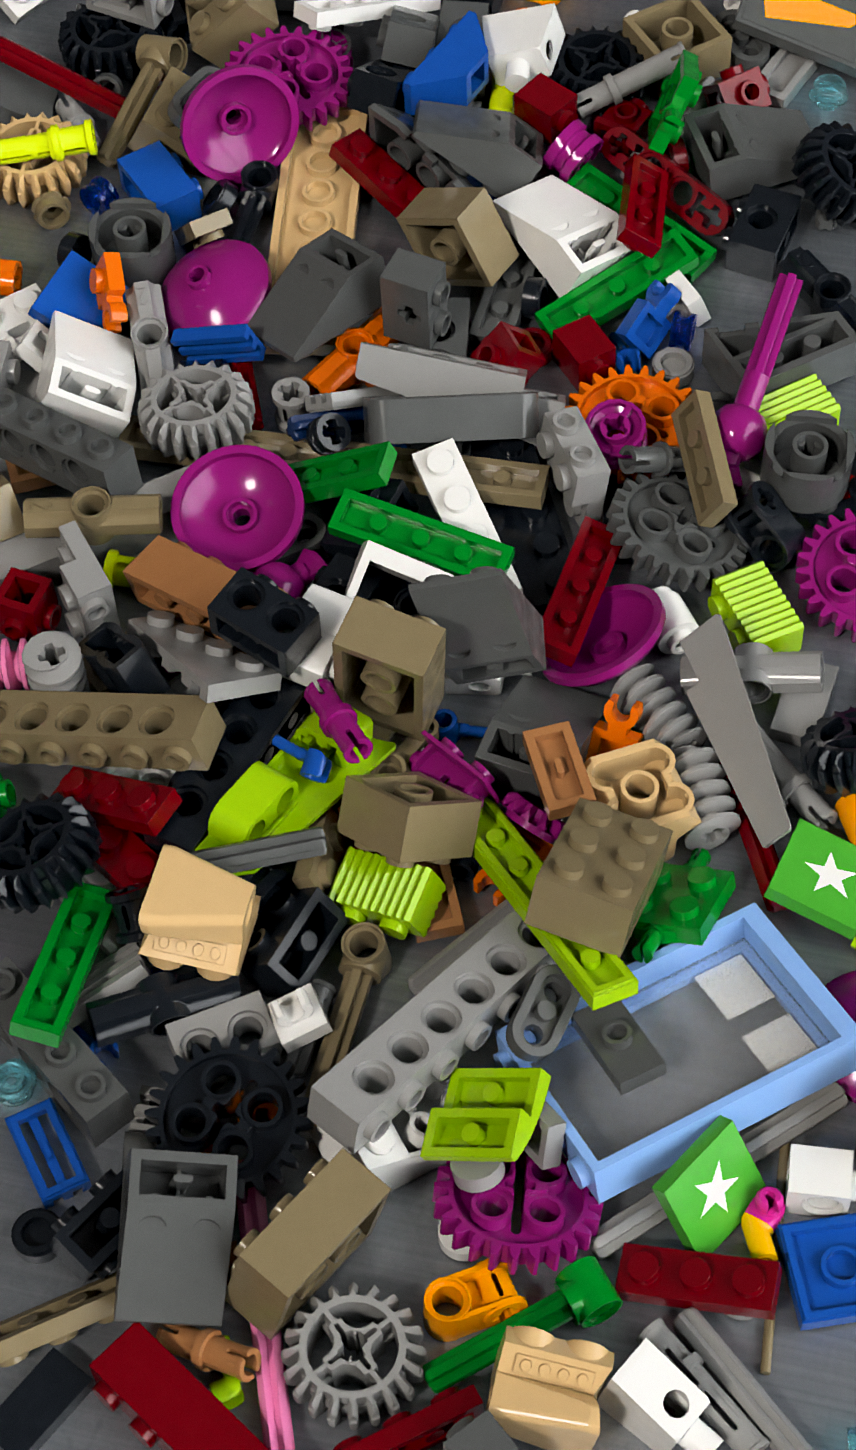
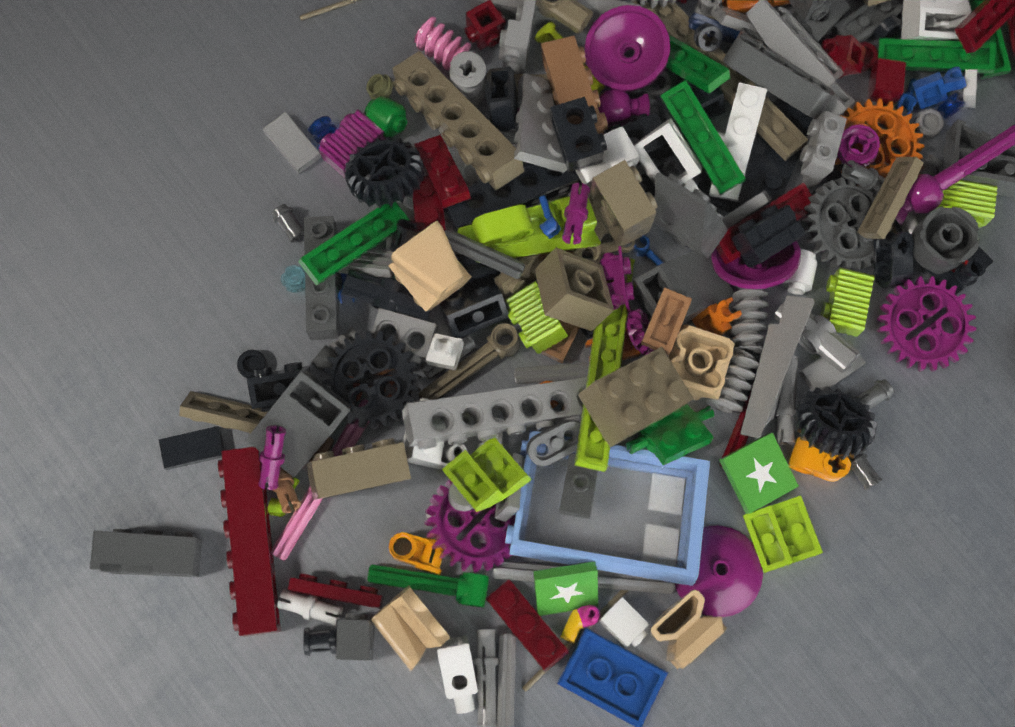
camera: 30 degrees right, 20 degrees up
(64, 1187) = (281, 350): blue tile -> none
(174, 1307) = (272, 457): none -> magenta pin
(384, 1326) = (344, 551): light grey gear -> none
(546, 580) = (746, 209): none -> light grey tile
(596, 594) = (768, 235): none -> black brick

